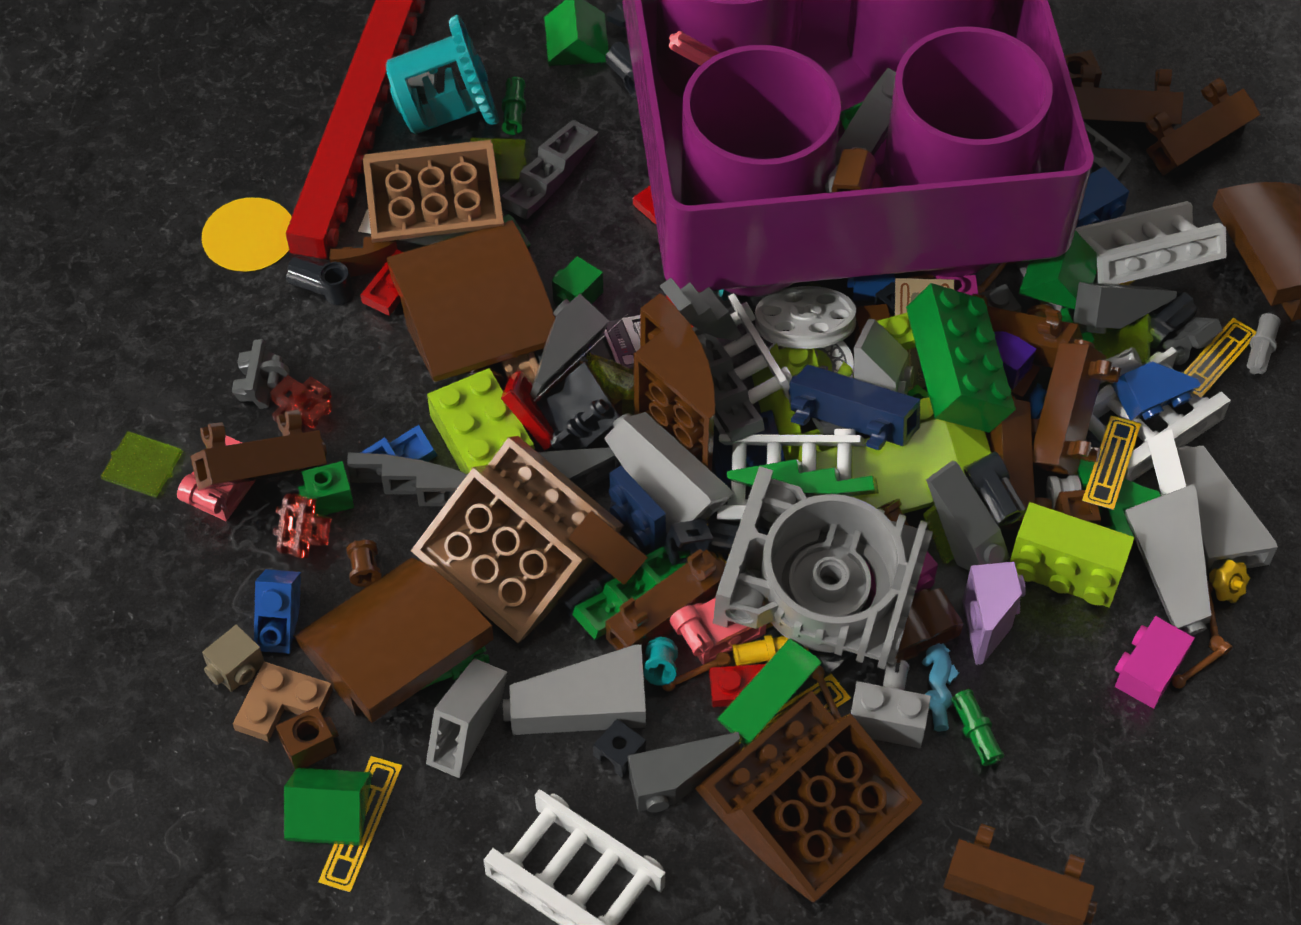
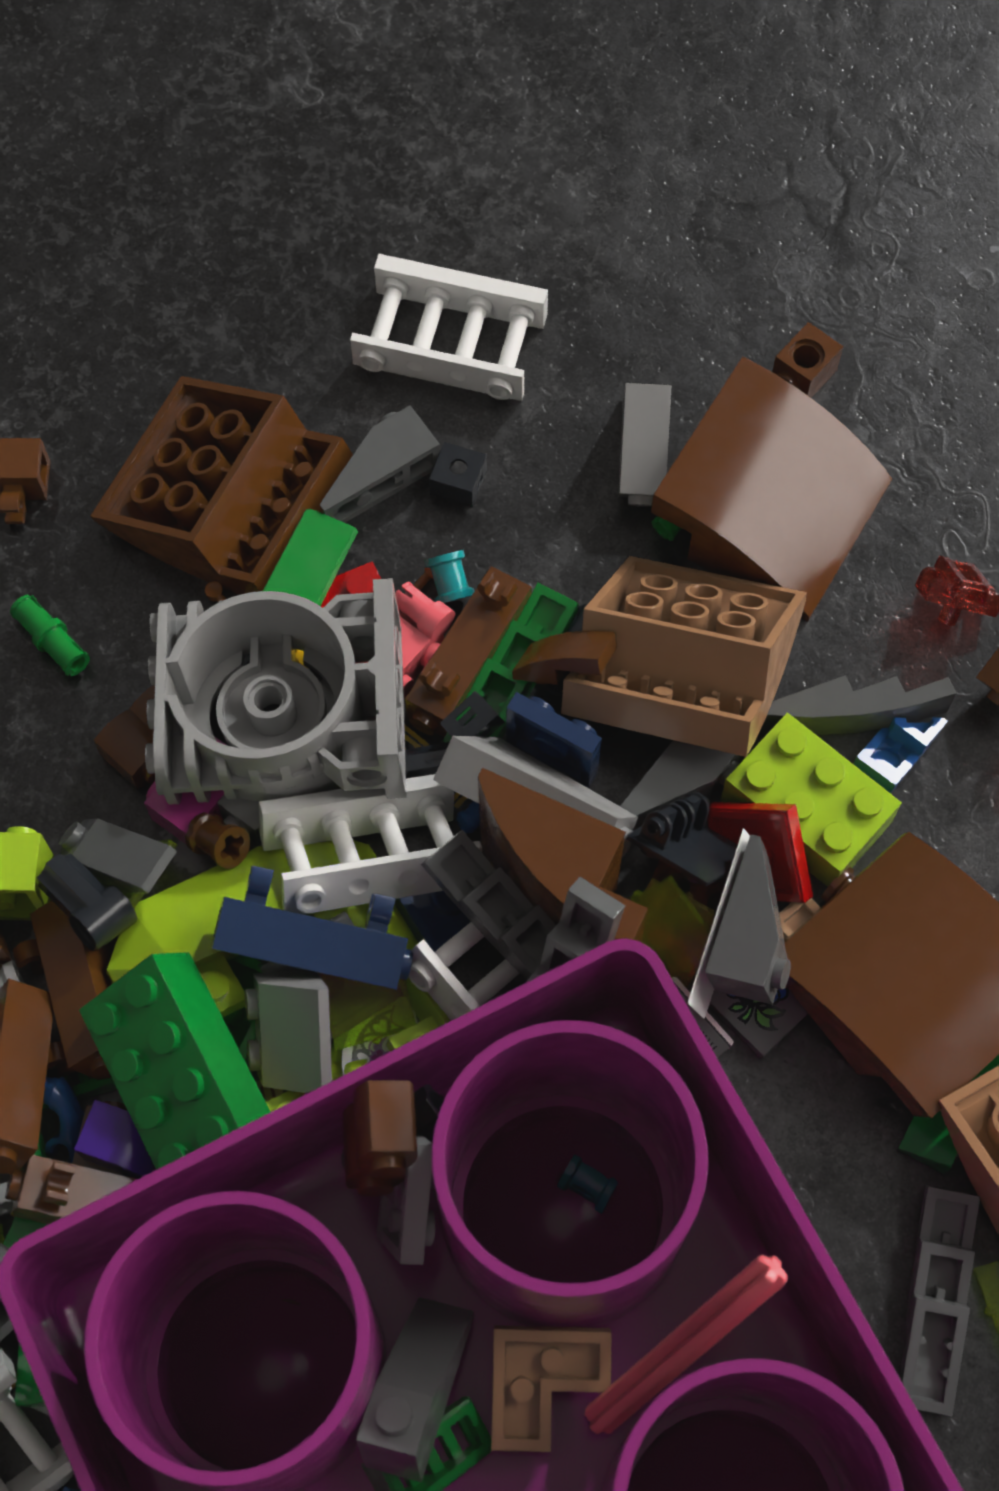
camera: 160 degrees right, 10 degrees up
(233, 659) = (938, 418): dark tan brick -> none
(276, 609) = (927, 490): blue slope -> none
(276, 691) = (875, 407): medium nougat plate -> none
(326, 806) = (748, 317): green slope -> none
(329, 488) = (957, 652): green brick -> none
(346, 860) = (703, 319): sticker -> none
(363, 563) = (859, 581): reddish brown bush -> none
(577, 279) = (794, 1082): green brick -> none
(581, 696) = (524, 509): light grey slope -> none
(812, 482) = (354, 812): green slope -> none
(890, 711) = (137, 596): light grey brick -> none
(940, 674) = (103, 664): medium azure animal -> none
(991, 605) = (56, 768): lavender slope -> none

